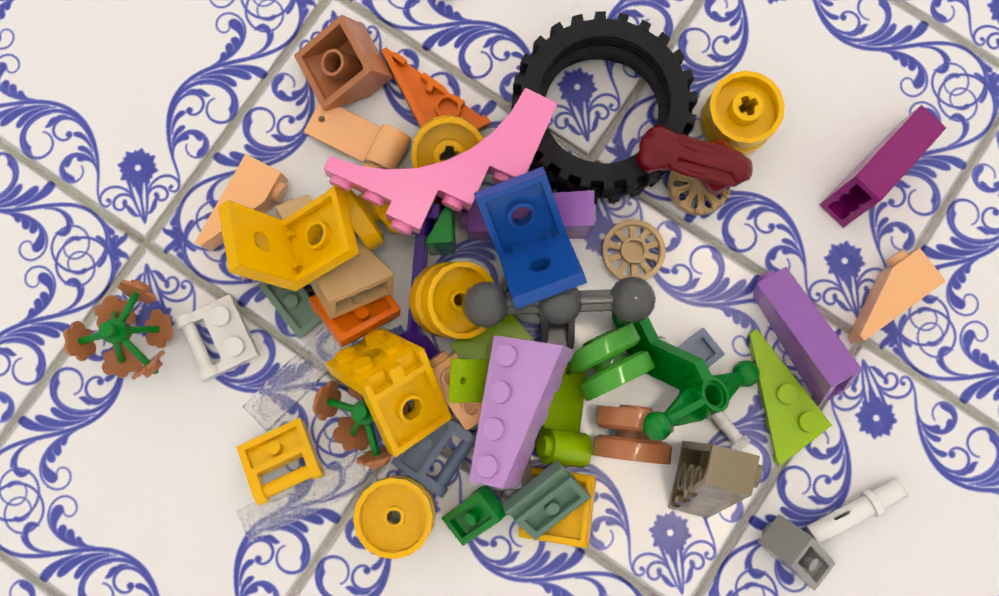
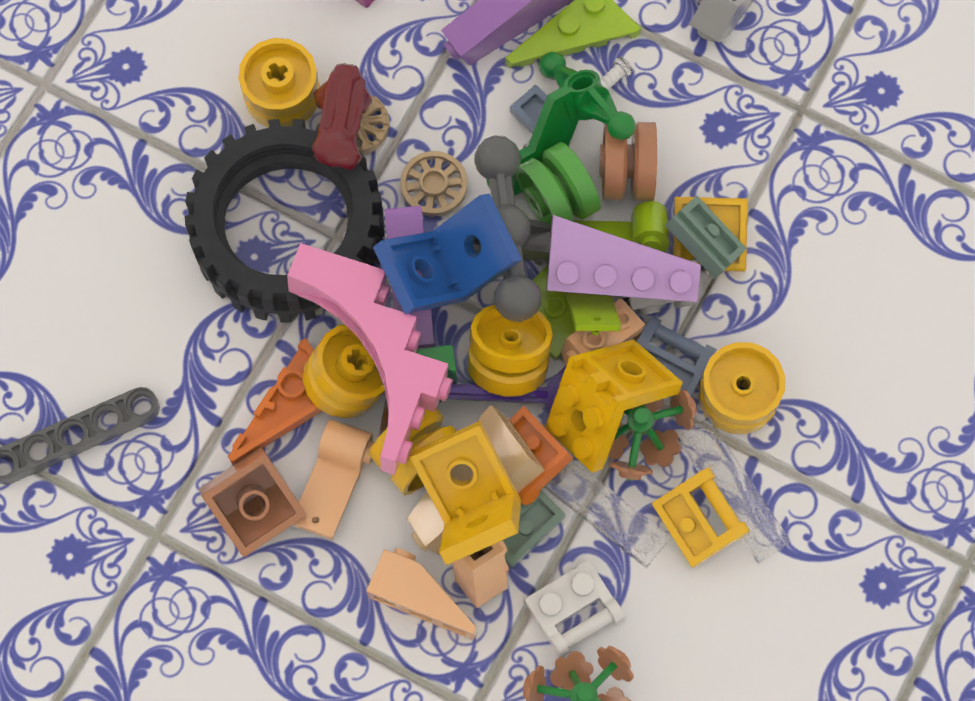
camera: 95 degrees left, 10 degrees down
(474, 515) = (728, 310): green slope -> none
(712, 478) = (664, 80): dark tan wedge -> none

